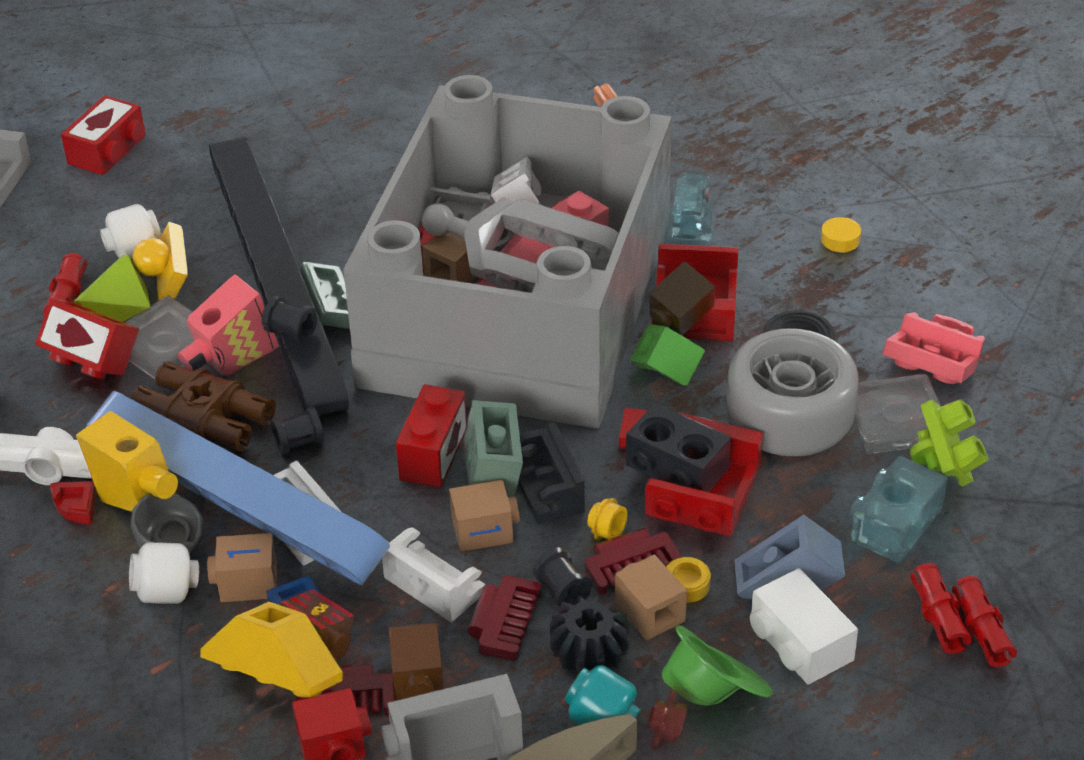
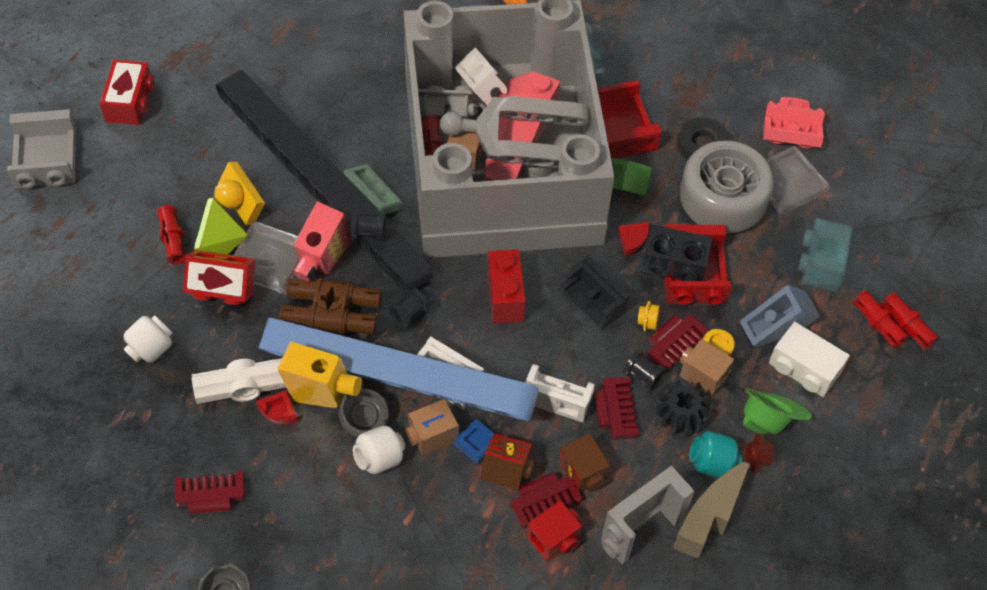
camera: 25 degrees left, 15 degrees up
(127, 228) = (198, 175): white head -> none
(276, 649) = (493, 486): yellow slope -> none
(483, 515) = (569, 338): medium nougat brick -> none
(493, 444) = (555, 288): sand green brick -> none
(681, 299) = (629, 136): dark brown brick -> none
(841, 234) = (689, 46): yellow tile -> none
(940, 443) = (845, 207): lime hips -> none

